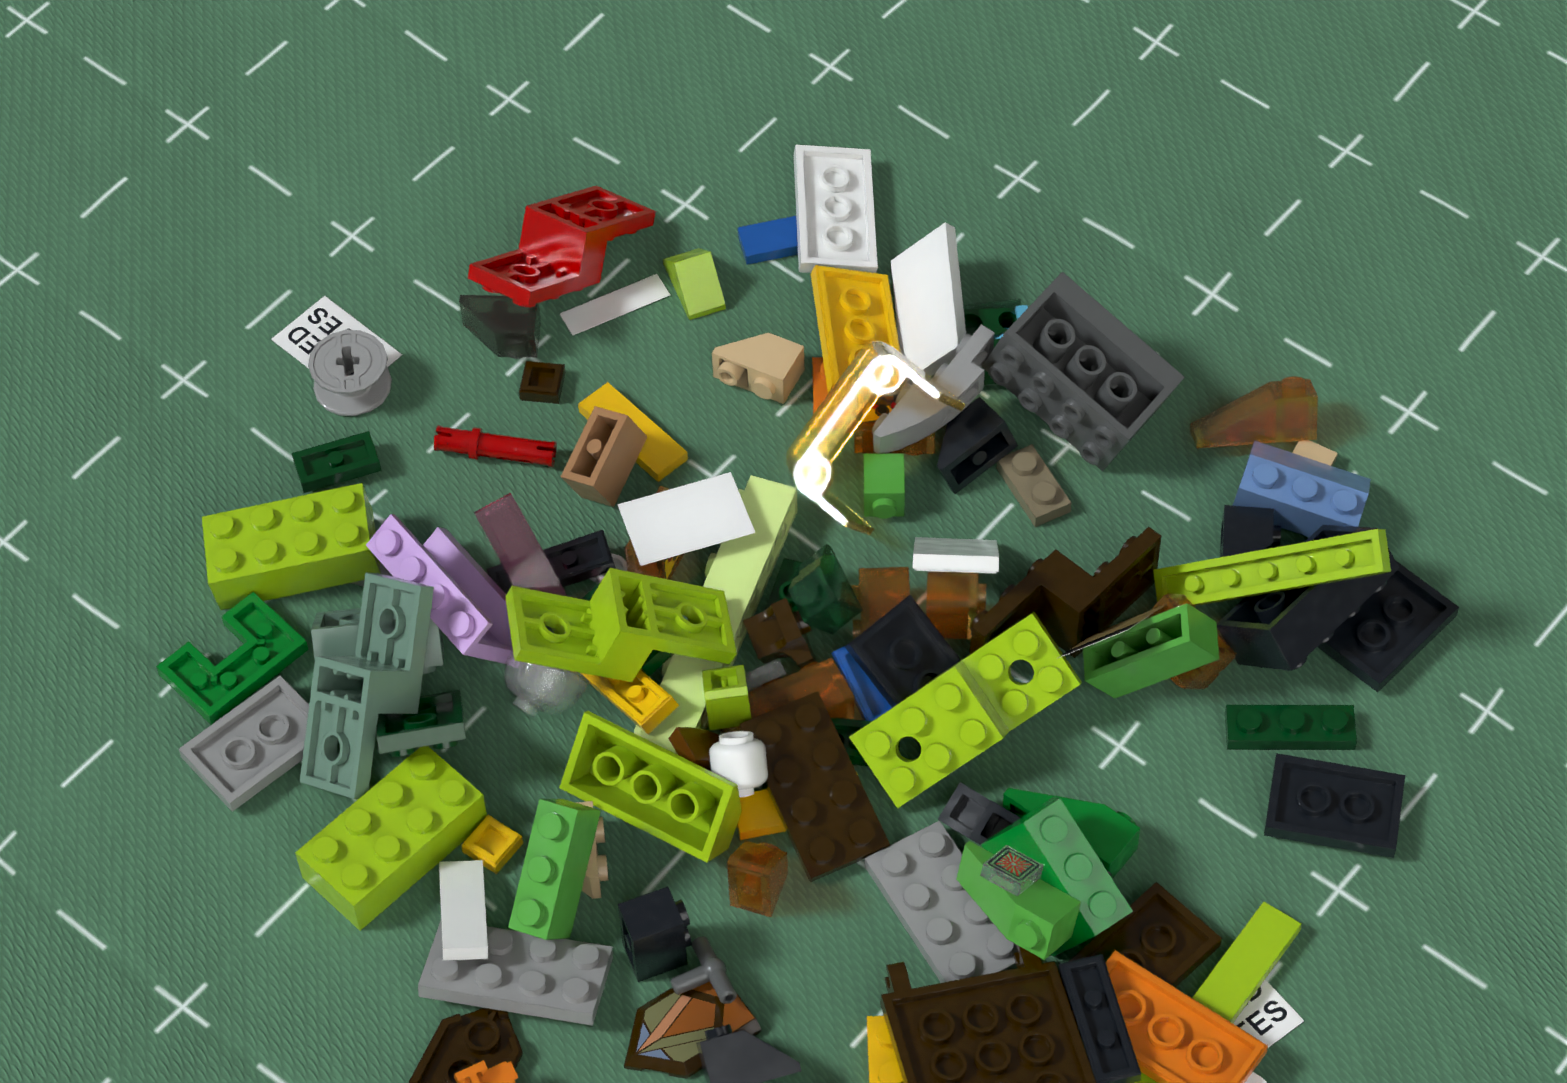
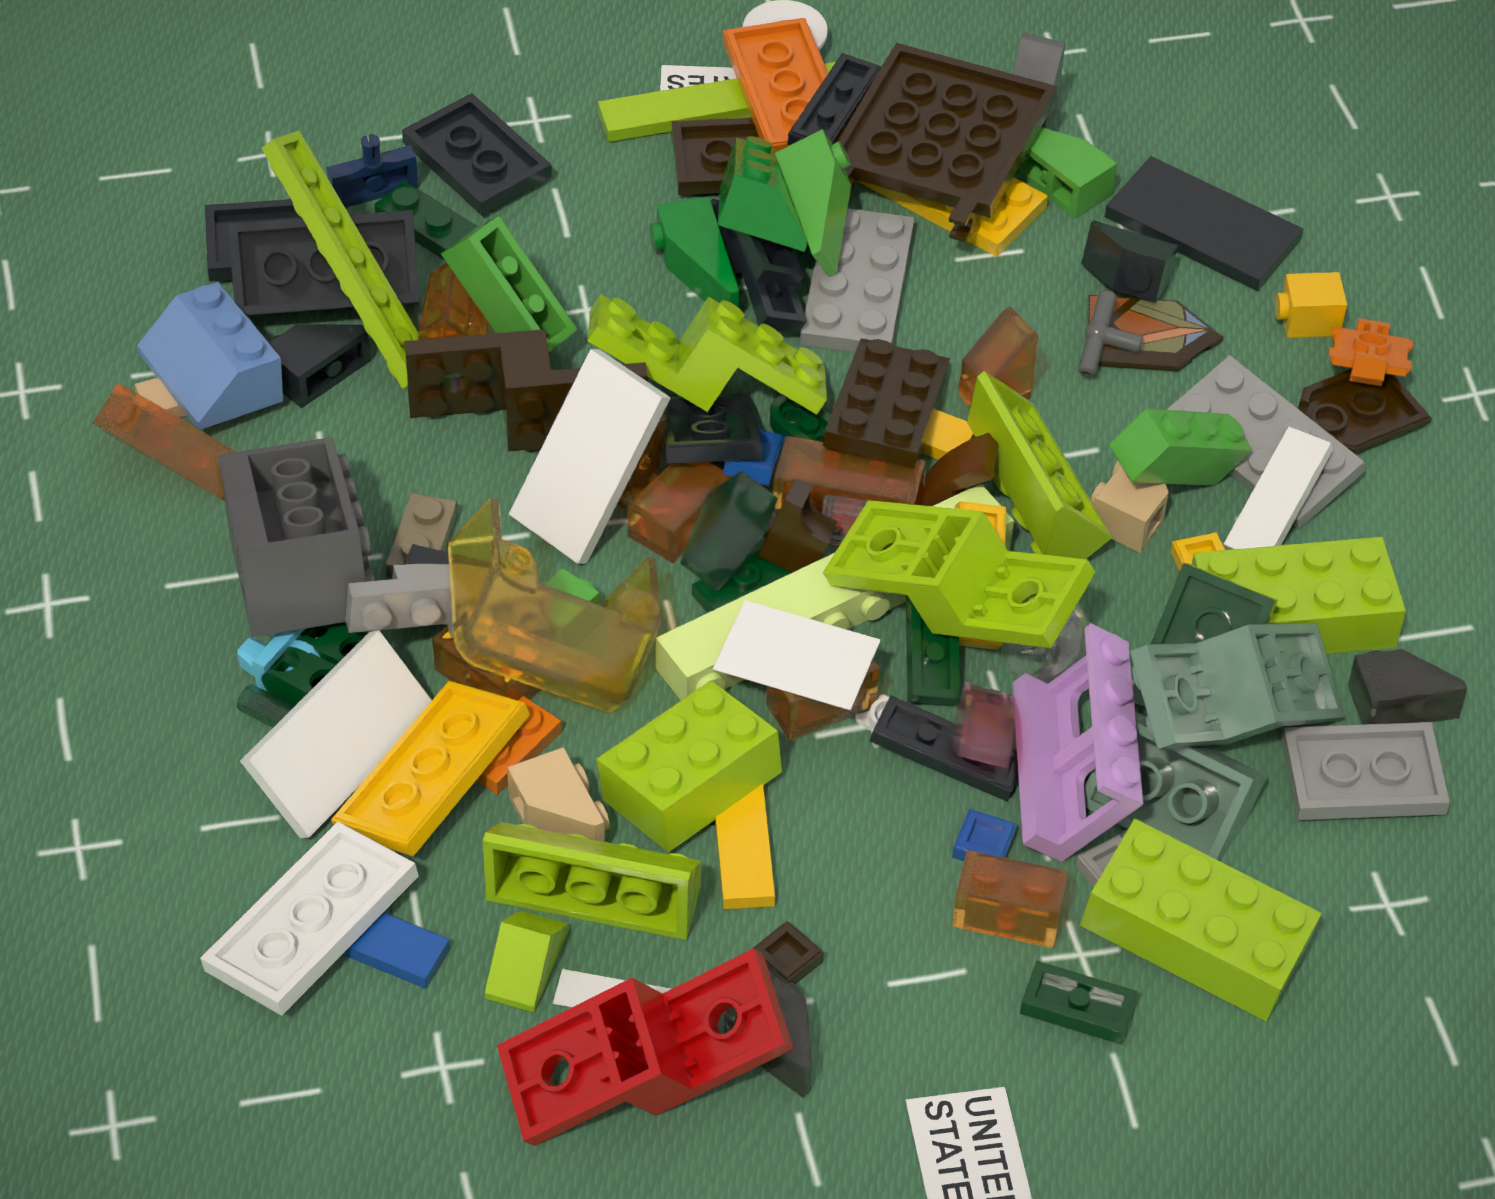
camera: 145 degrees left, 5 degrees down
(266, 650) = (1373, 846): green plate -> none
(268, 819) = (1403, 689): none -> clear smoke slope
(347, 352) = (971, 1064): light grey piece -> none
(426, 487) = (1010, 898): none -> clear orange brick
(472, 535) = (984, 835): none -> blue tile
(478, 444) = (914, 922): red pin -> none
(604, 456) = (810, 791): medium nougat brick -> none
(654, 933) = (1129, 369): black brick -> none
(684, 323) = (591, 879): none -> lime slope
(697, 426) = (689, 765): none -> lime brick
(726, 696) = (911, 469): lime slope -> none
(740, 760) = (950, 417): white head -> none
(1012, 870) = (810, 191): clear tile -> none
(1111, 631) = (536, 292): pearl gold sticker -> none
(1384, 708) = (373, 174): none -> dark blue plate

